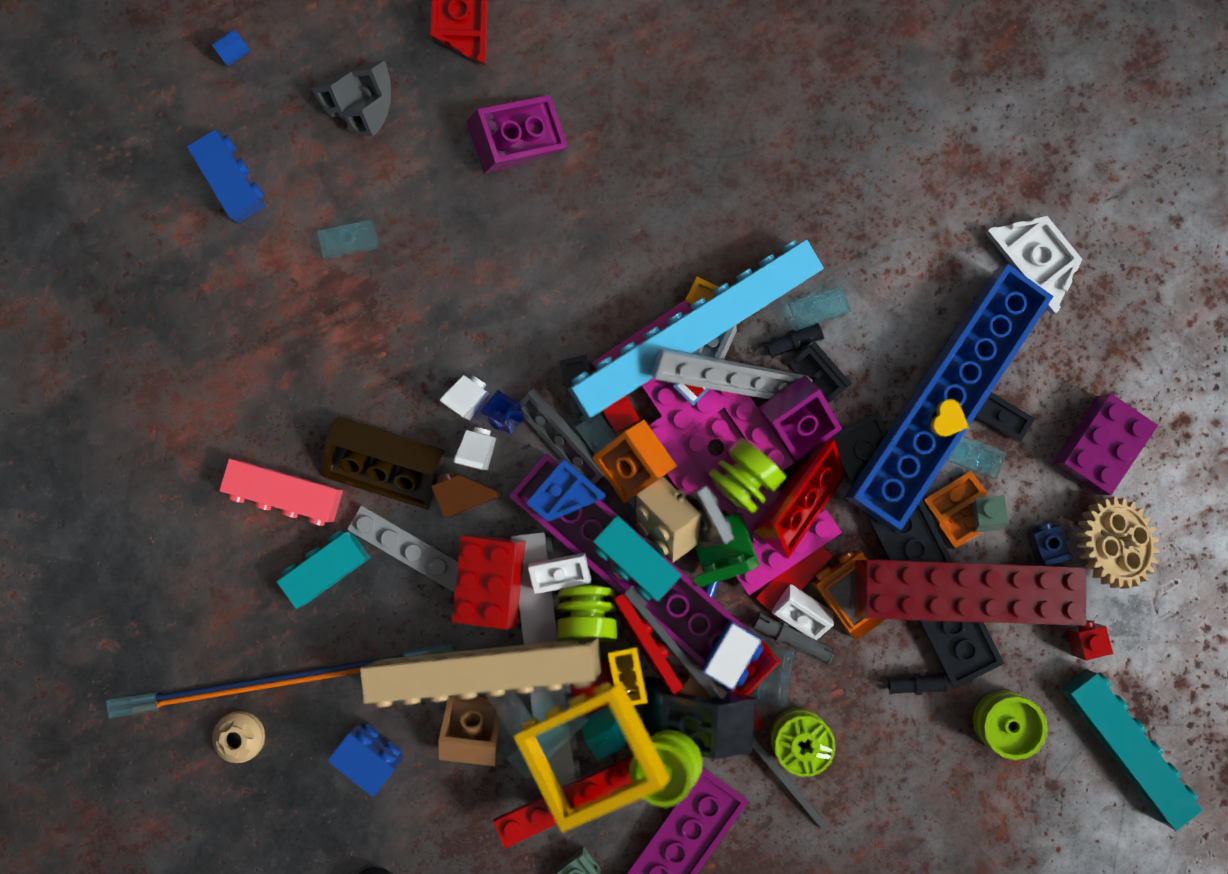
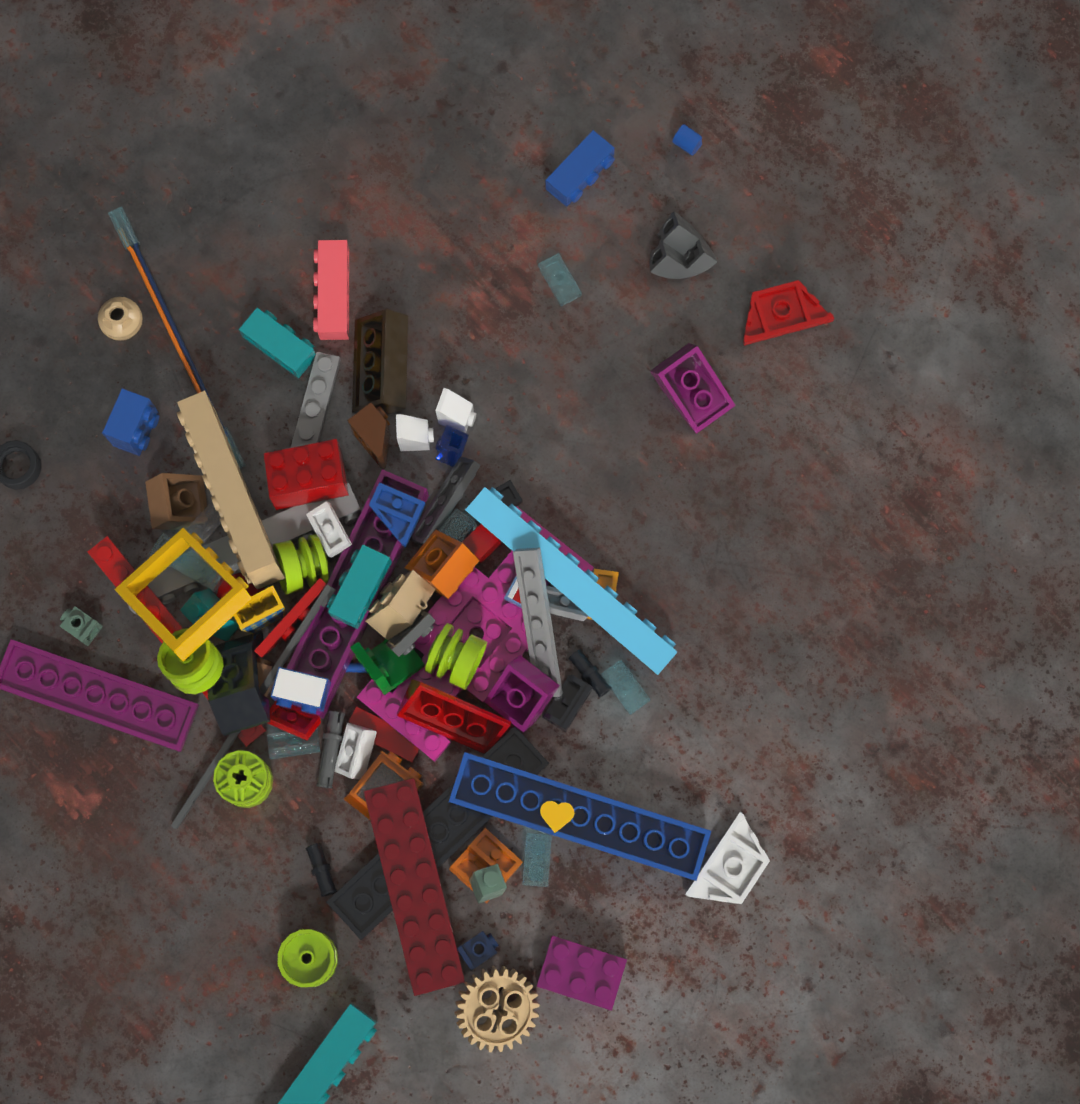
camera: 75 degrees right, 10 degrees down
(1005, 417) = (579, 875): black plate -> none
(1089, 640) = (403, 1010): red brick -> none

